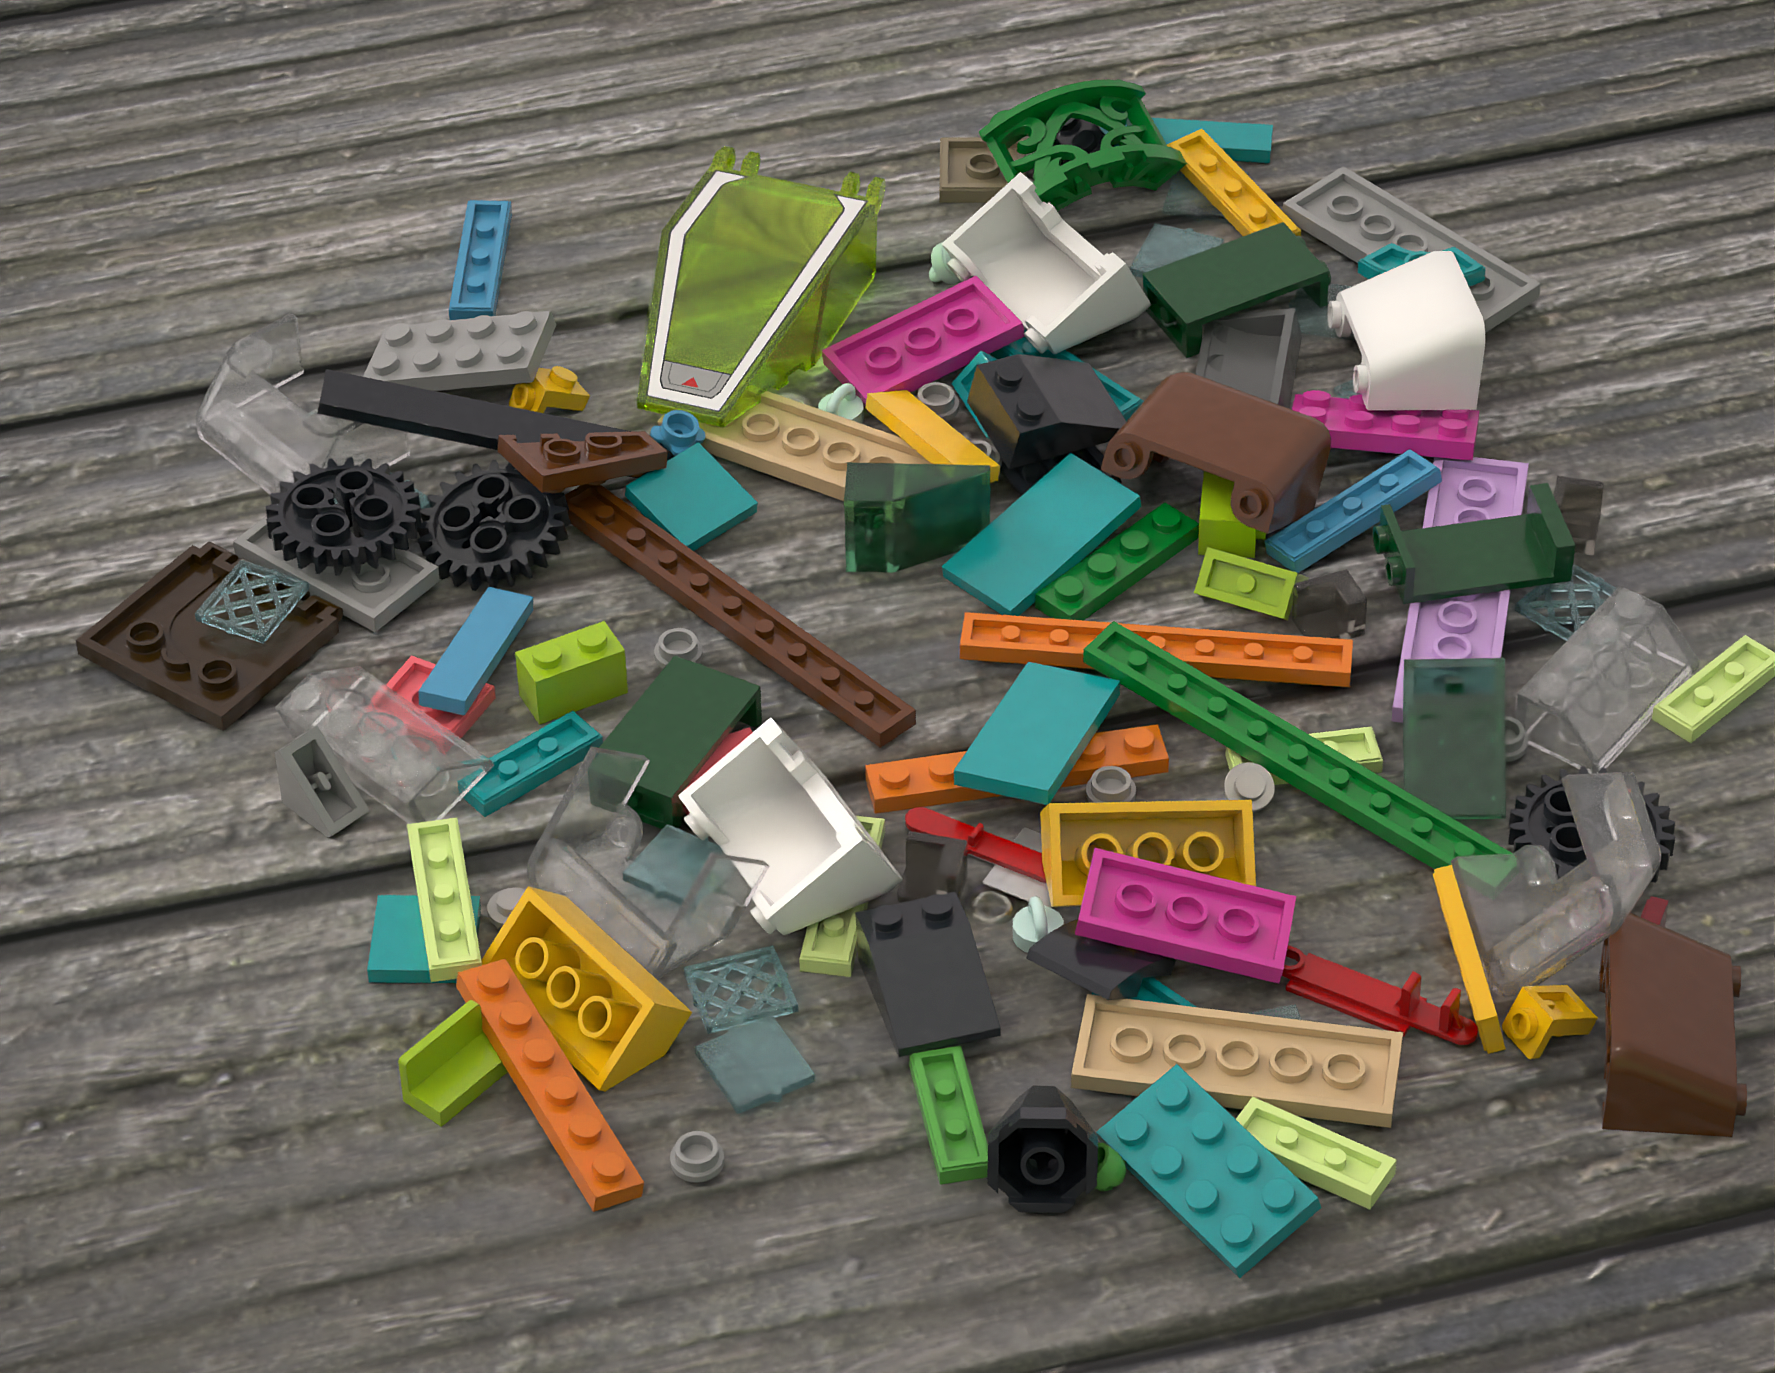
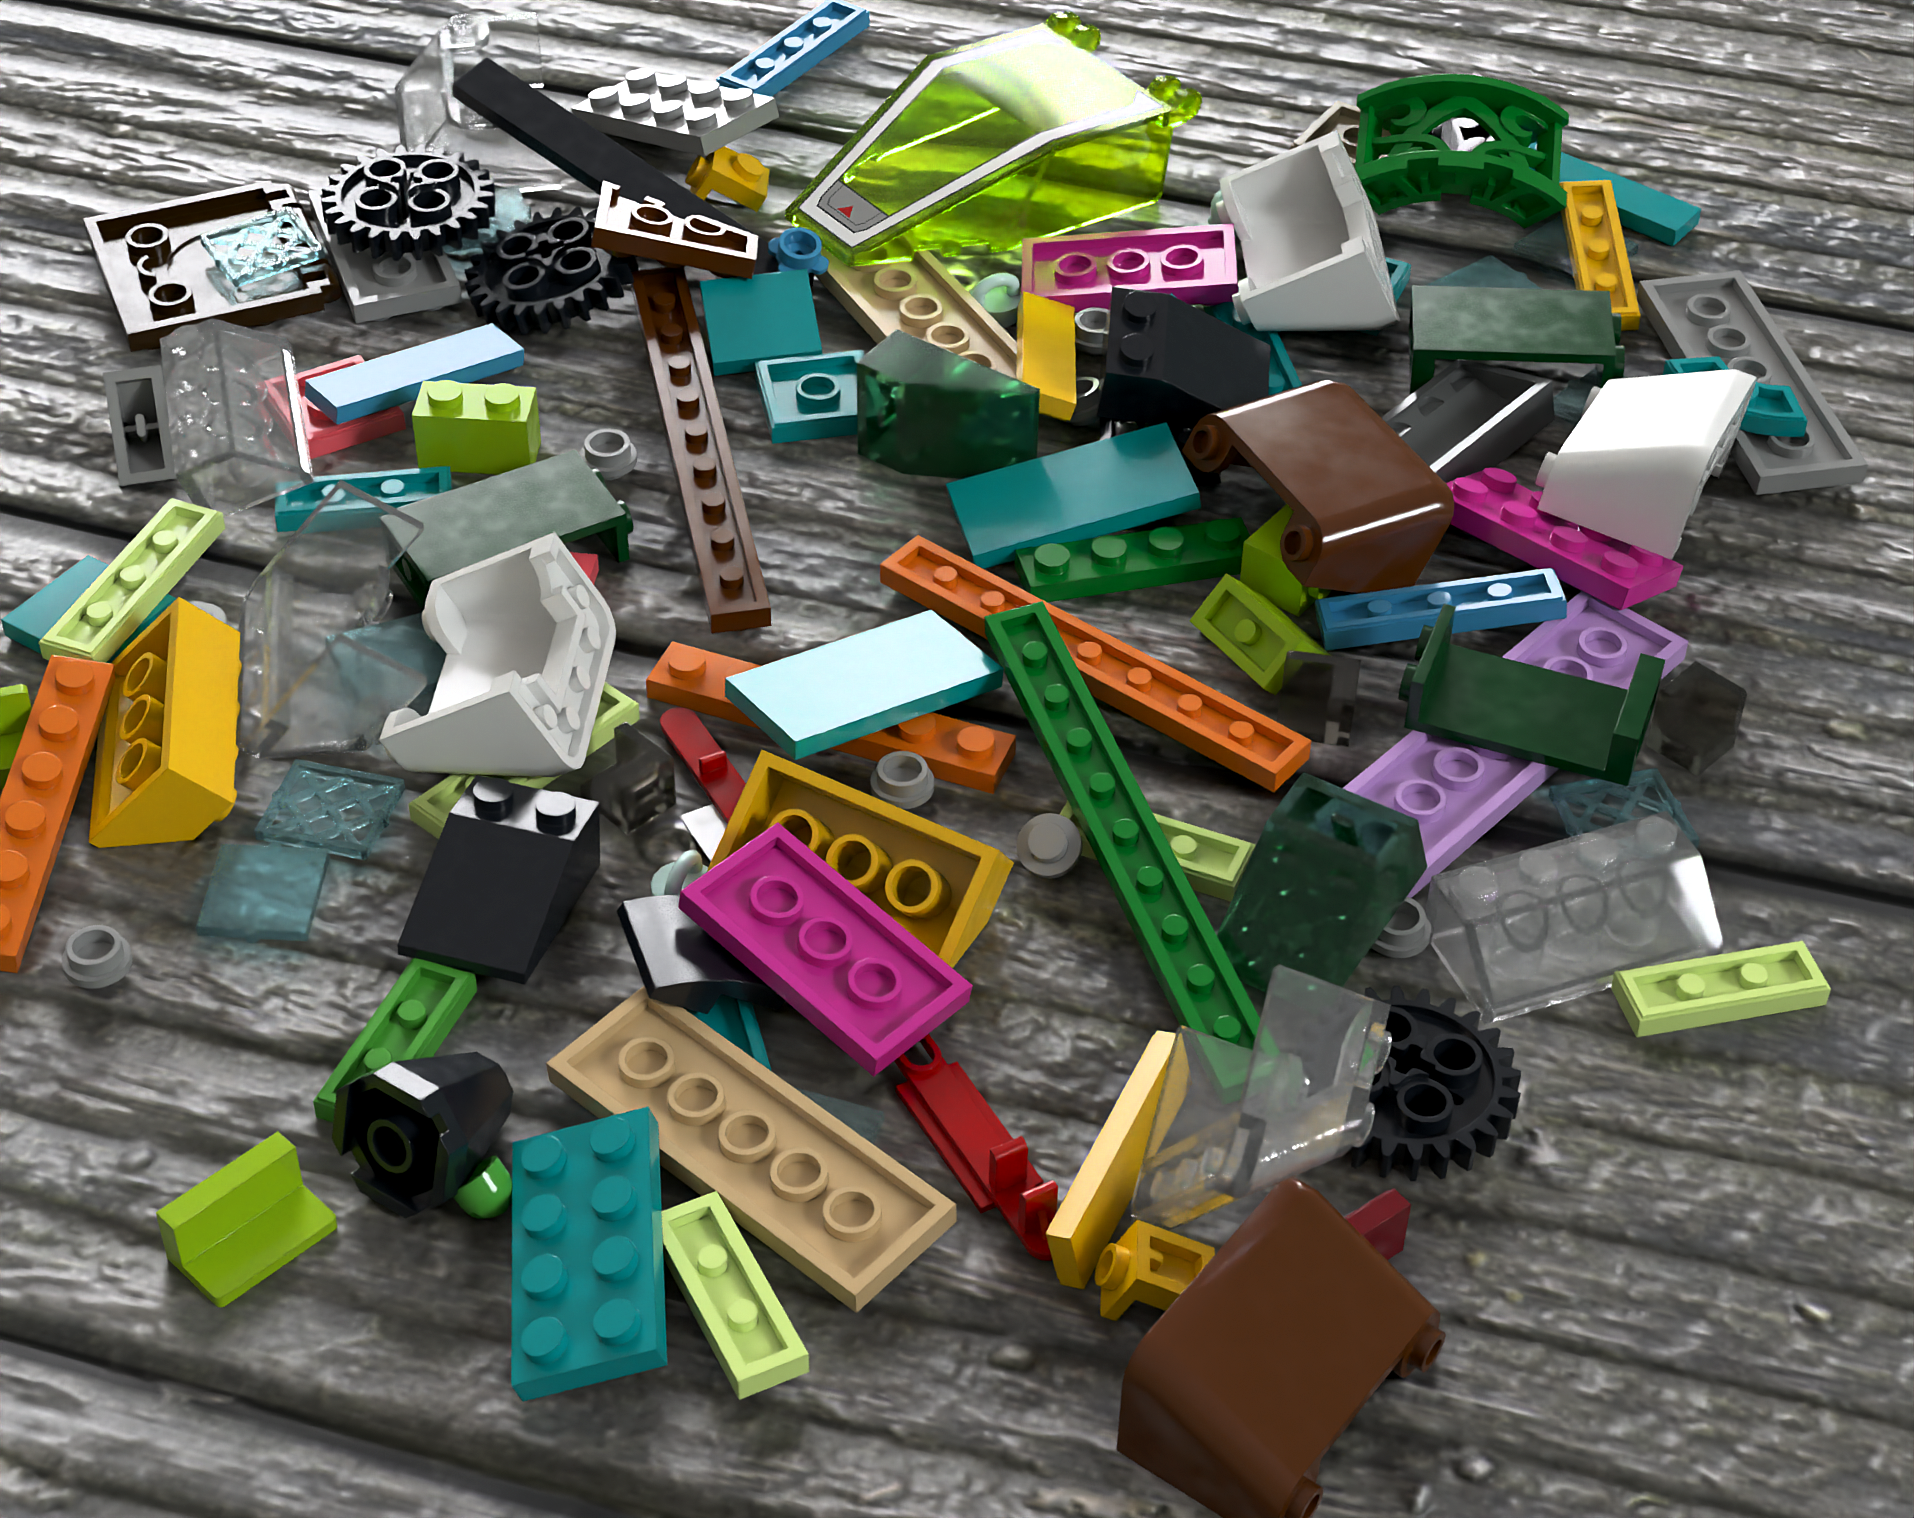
camera: 30 degrees right, 0 degrees up
(780, 540) = (809, 395): none -> teal tile
(977, 1265) = (244, 1222): none -> lime panel

